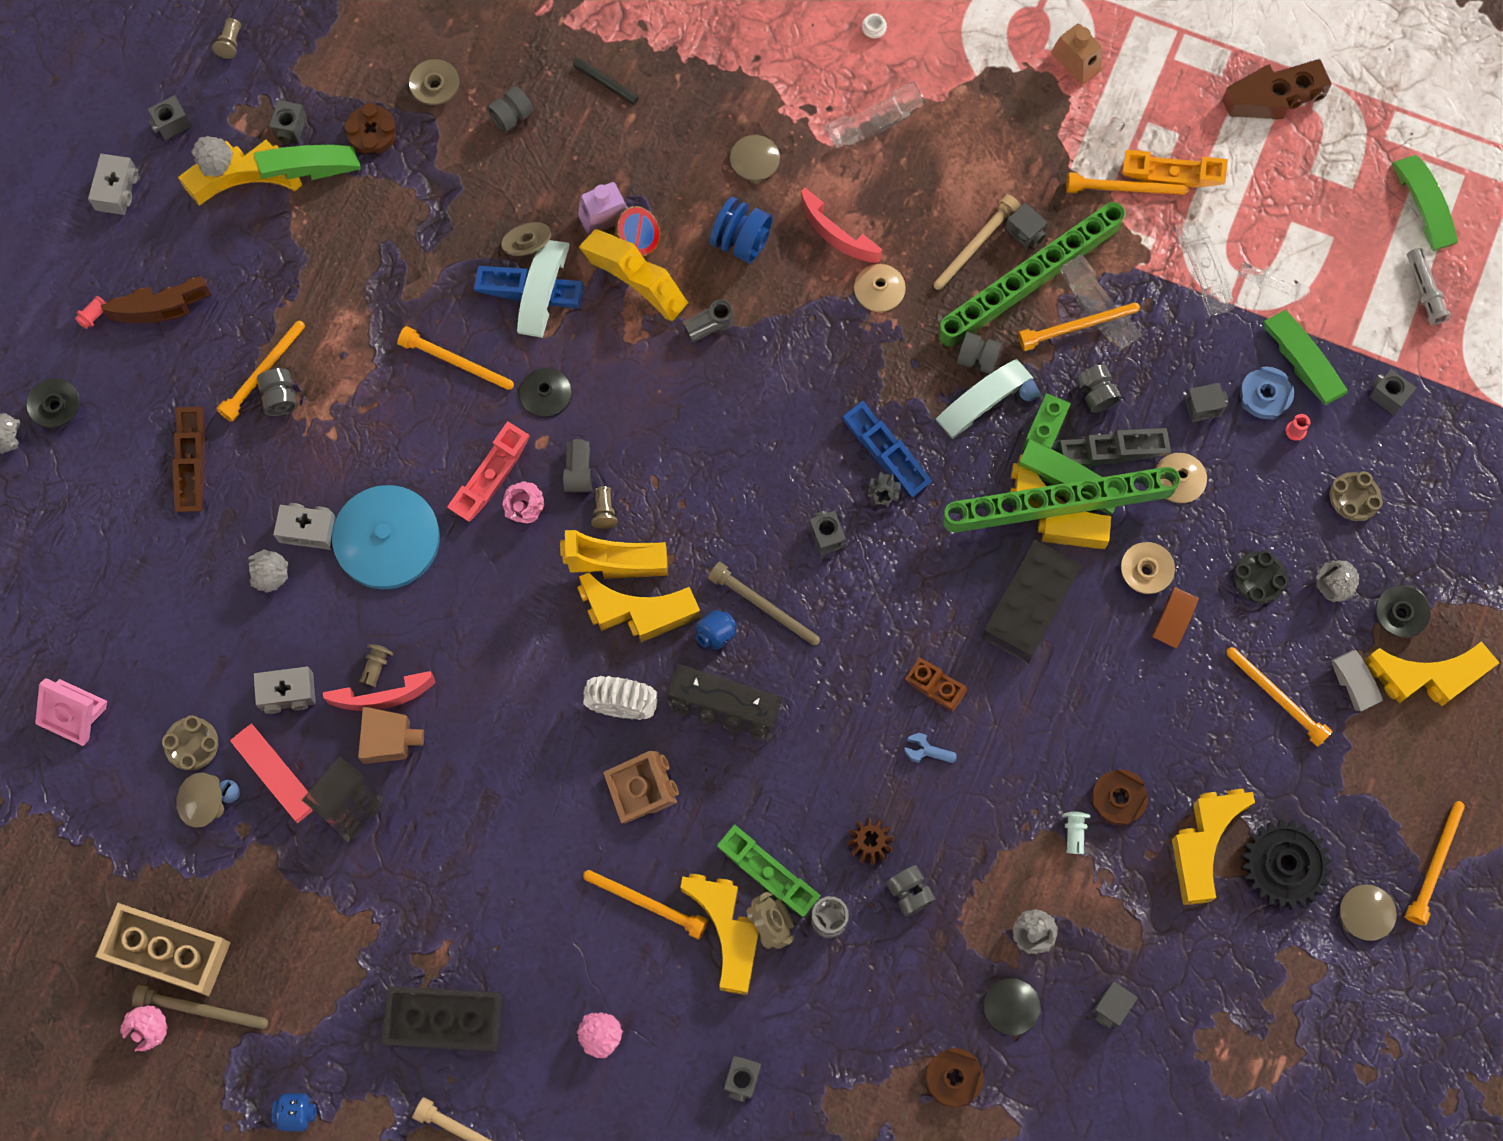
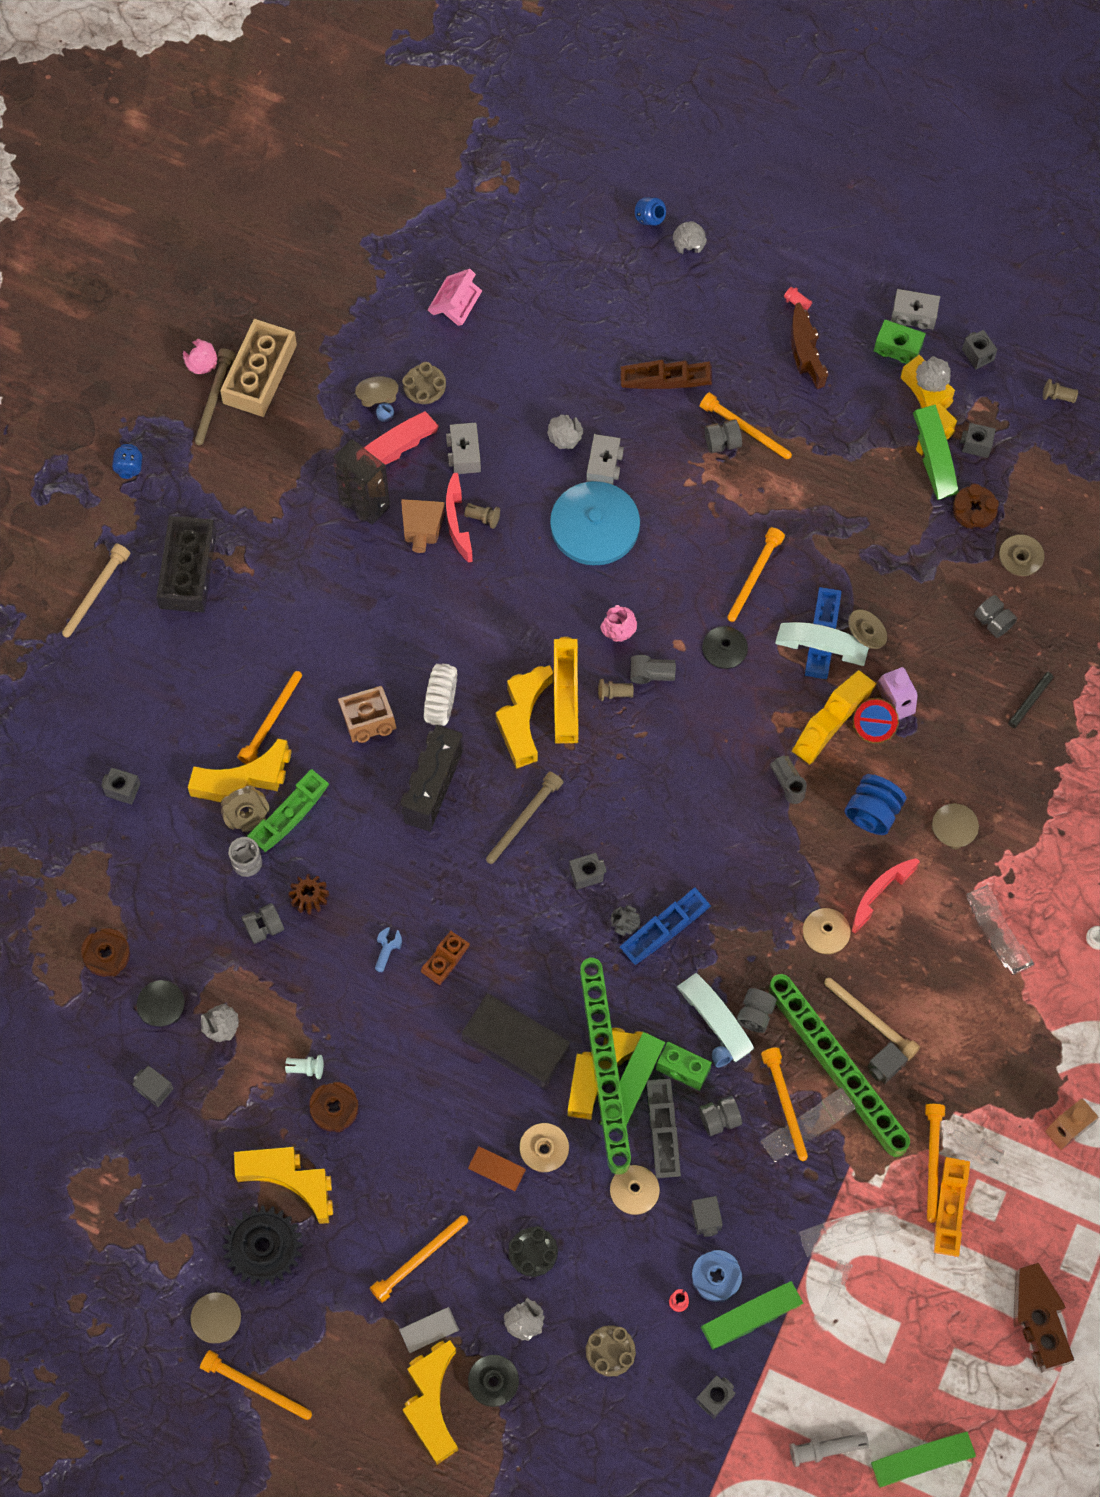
camera: 90 degrees right, 5 degrees down
(47, 394) = (715, 267): pearl dark grey dish -> none
(156, 188) = (895, 333): none -> bright green brick
(491, 473) = (646, 601): coral slope -> none
(599, 1034) = (165, 677): bright pink piece -> none
(715, 629) = (500, 776): blue head -> none

